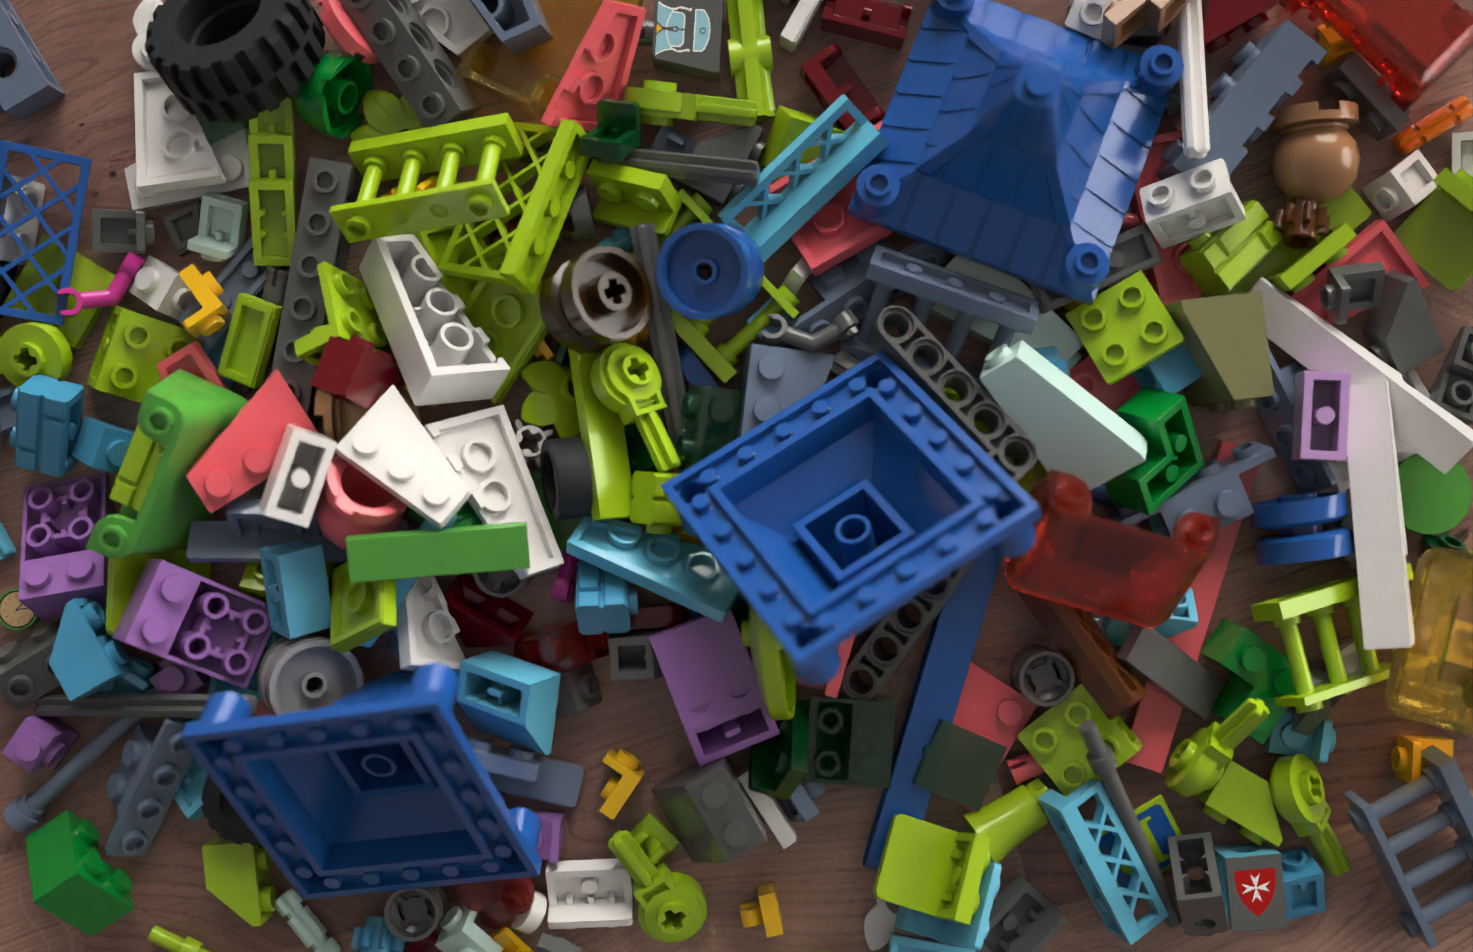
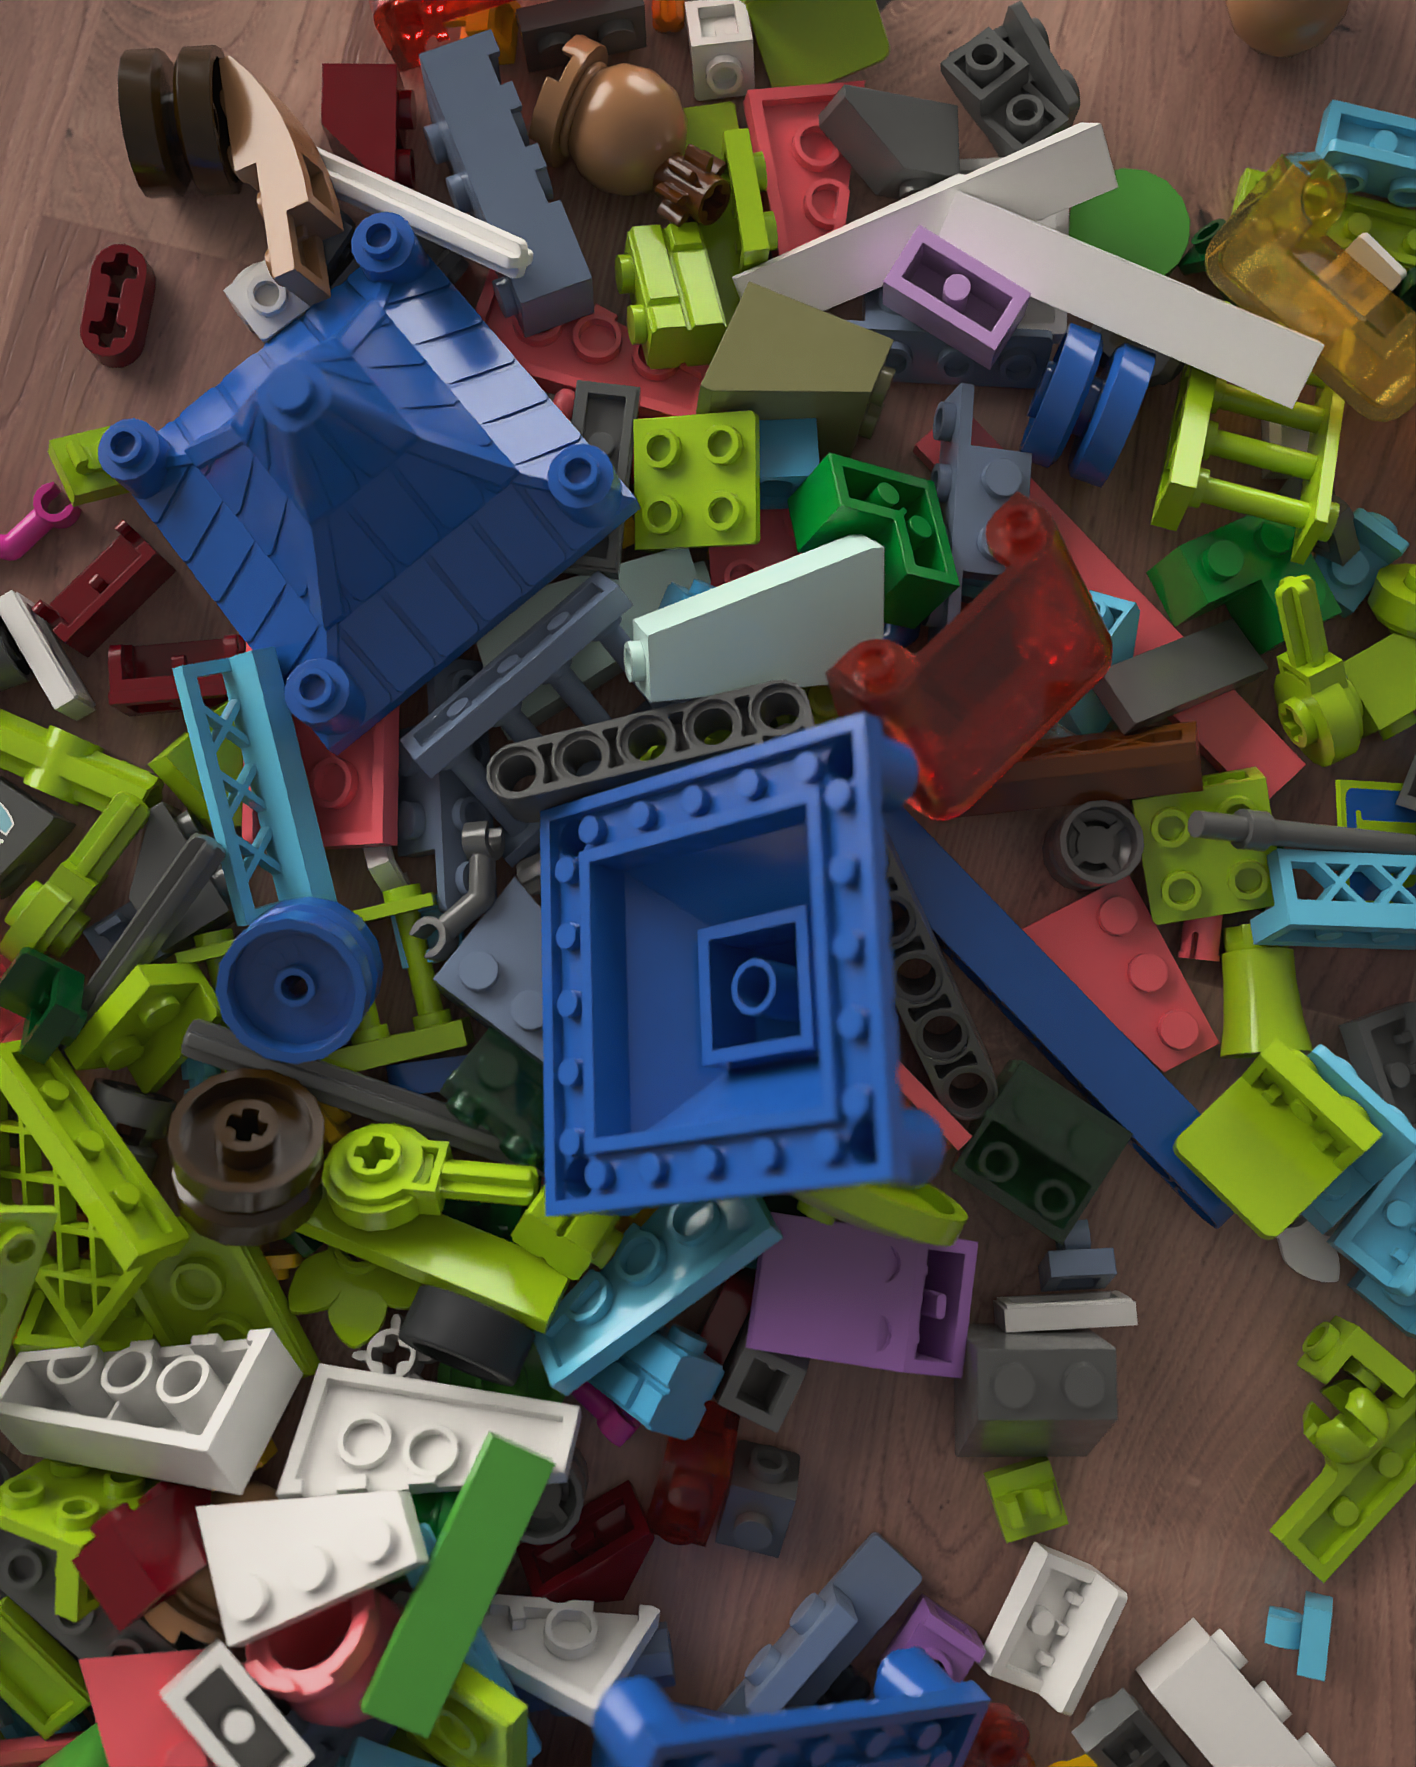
camera: 65 degrees left, 5 degrees down
(510, 699) = (723, 1587): medium azure slope -> none
(530, 920) = (1044, 1731): white tile -> none
(619, 789) = (930, 1505): yellow bracket -> none
(668, 902) = (1123, 1524): lime piece -> none
(763, 911) = (1205, 1399): yellow tile -> none
(782, 760) = (1015, 1261): dark green bracket -> none
(959, 765) = (1152, 1023): clear green piece -> none
(1191, 204) = (585, 307): white bracket -> none
(1352, 289) = (814, 172): dark grey bracket -> none

